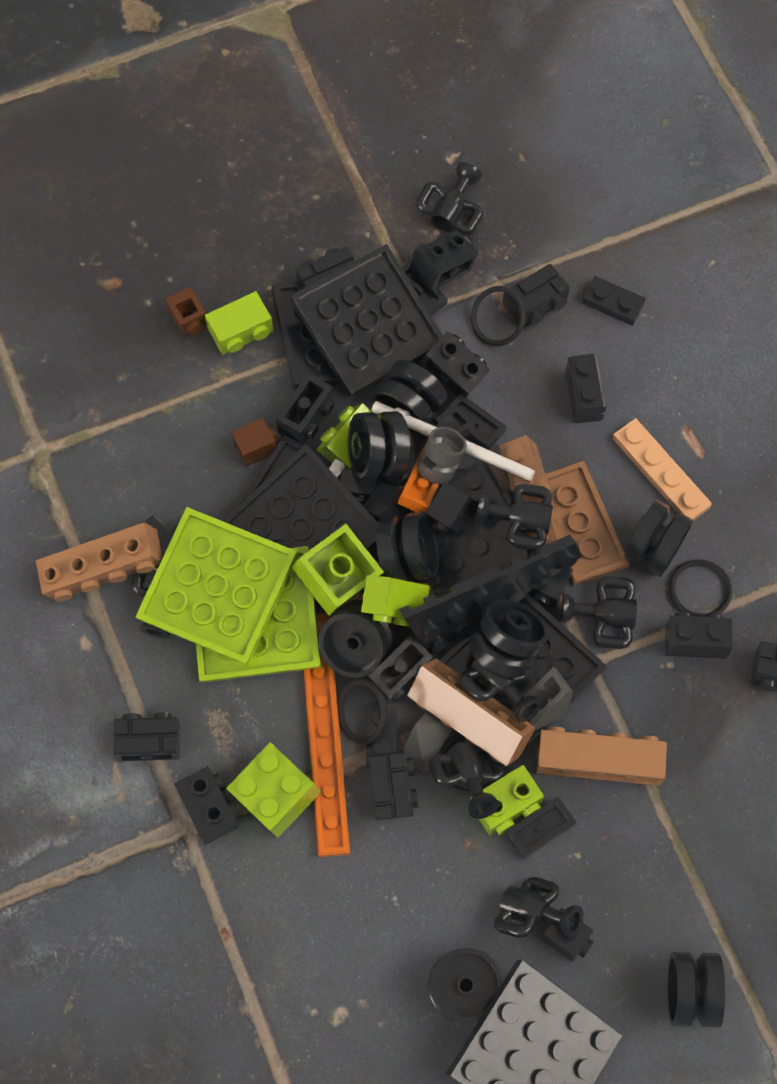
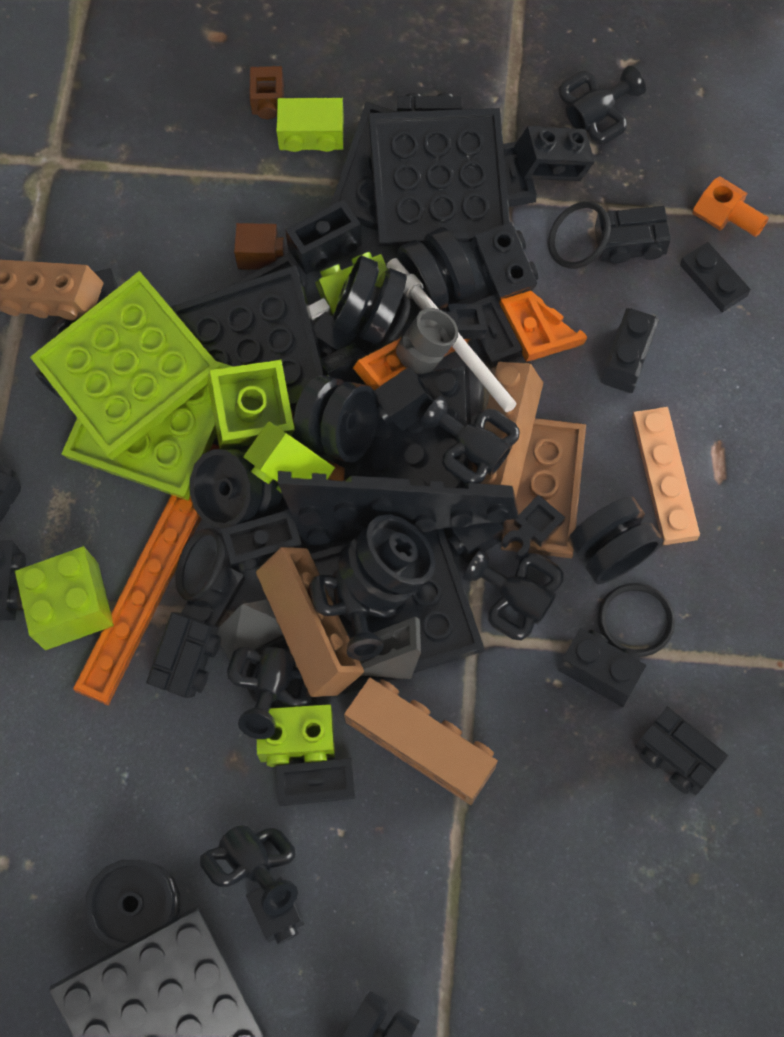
camera: 30 degrees right, 0 degrees up
(506, 401) = (539, 326): none -> orange wing
(595, 554) = (535, 524): none -> black plate
(599, 242) = (732, 210): none -> orange piece

